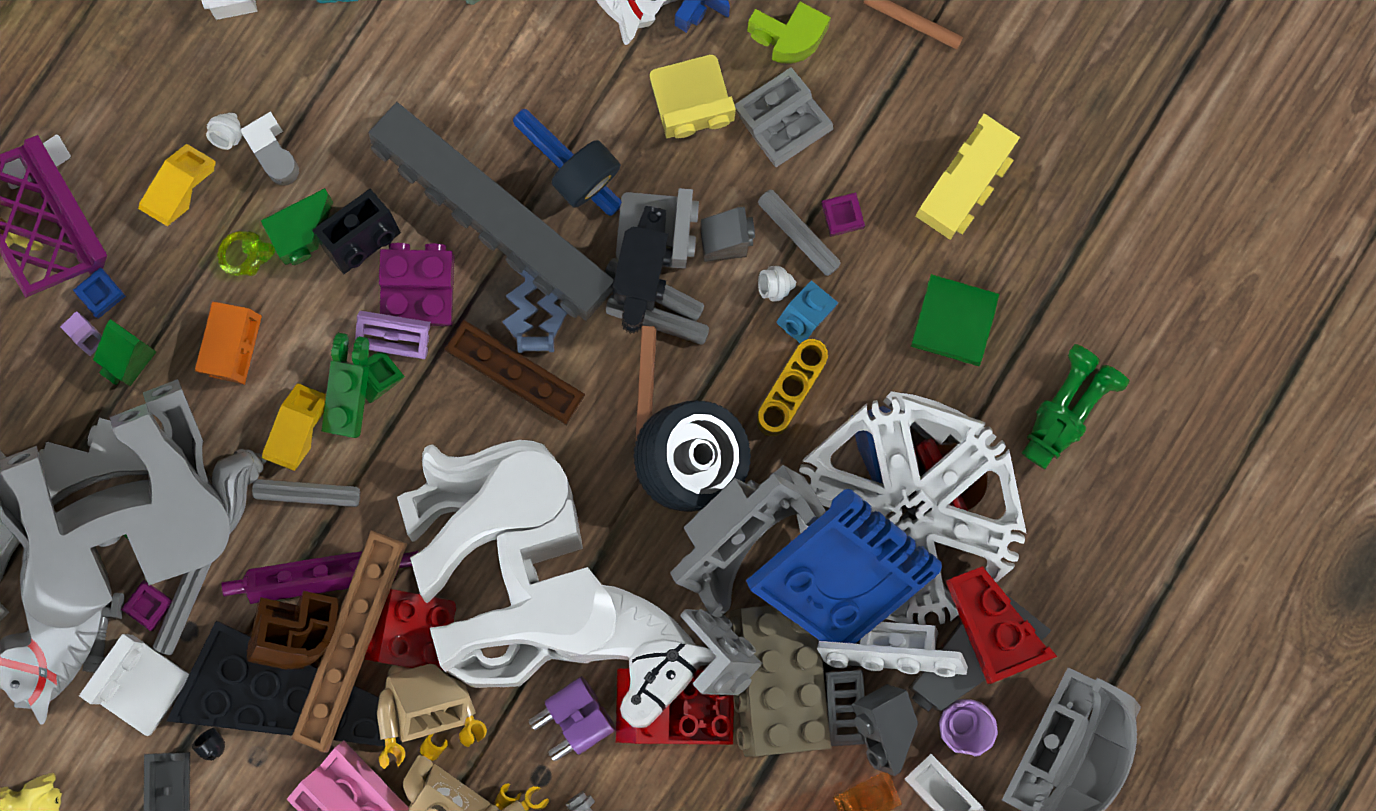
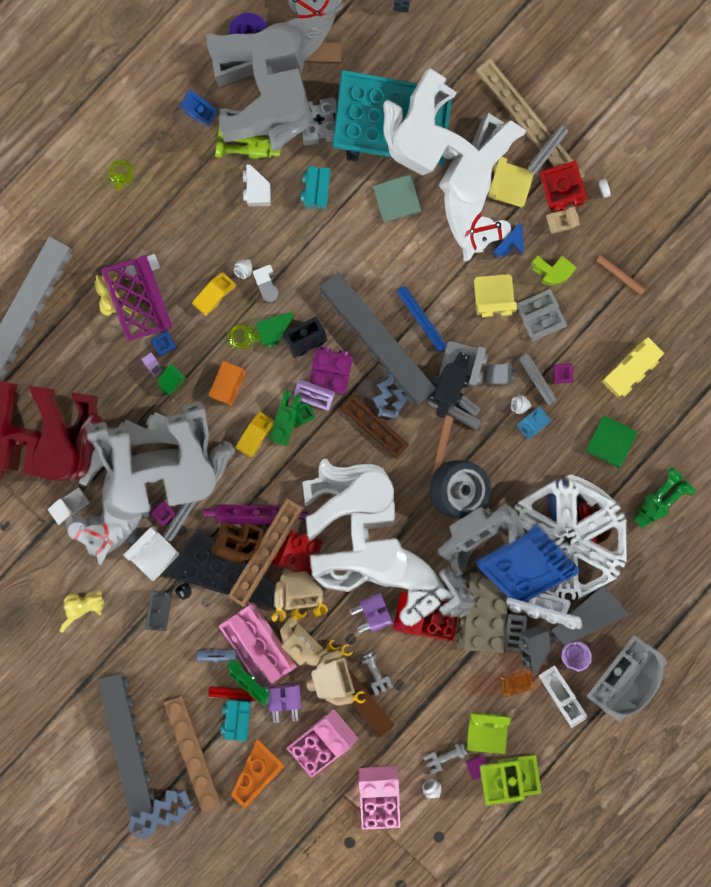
camera: 10 degrees right, 5 degrees up
(306, 493) = (254, 470): light grey axle -> none
(586, 173) = (431, 329): black wheel -> none
(794, 370) = (525, 455): yellow beam -> none
(994, 627) = (600, 609): red wing -> none

